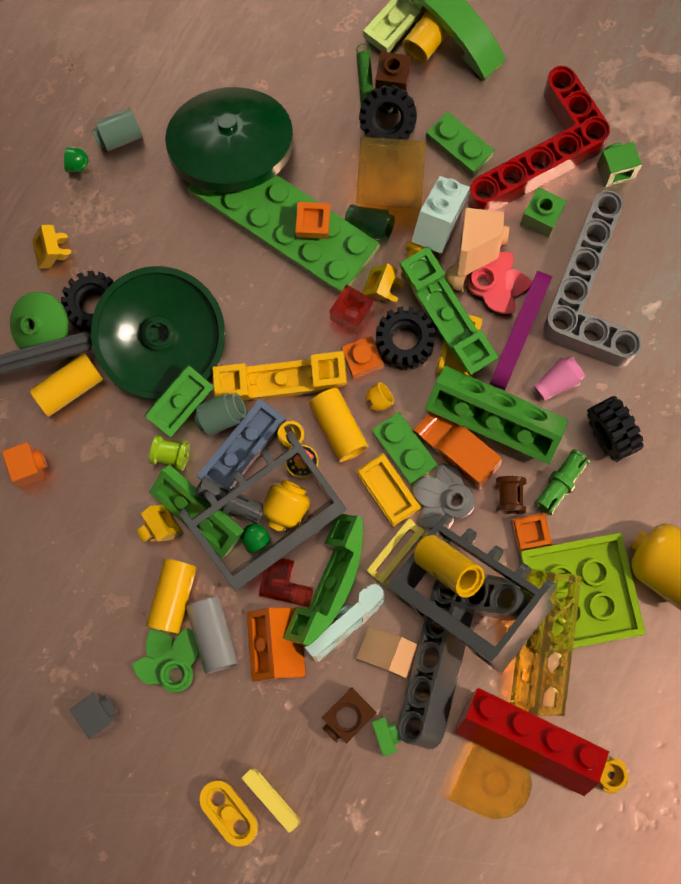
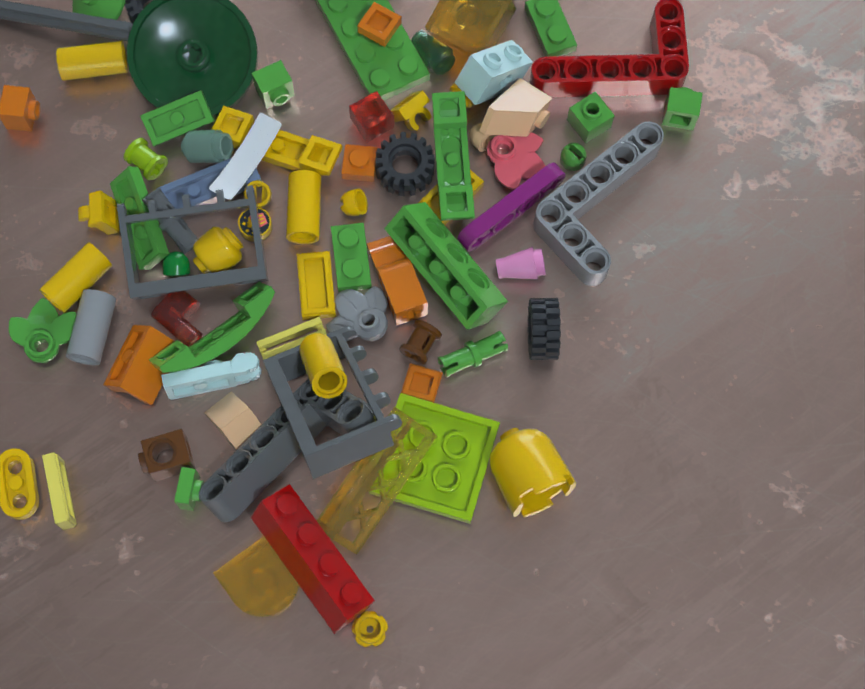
camera: 20 degrees right, 5 degrees down
(246, 324) = (273, 84): none -> bright green plate
(262, 405) = (247, 156): none -> white sticker
(545, 260) = (570, 160): none -> bright green hinge

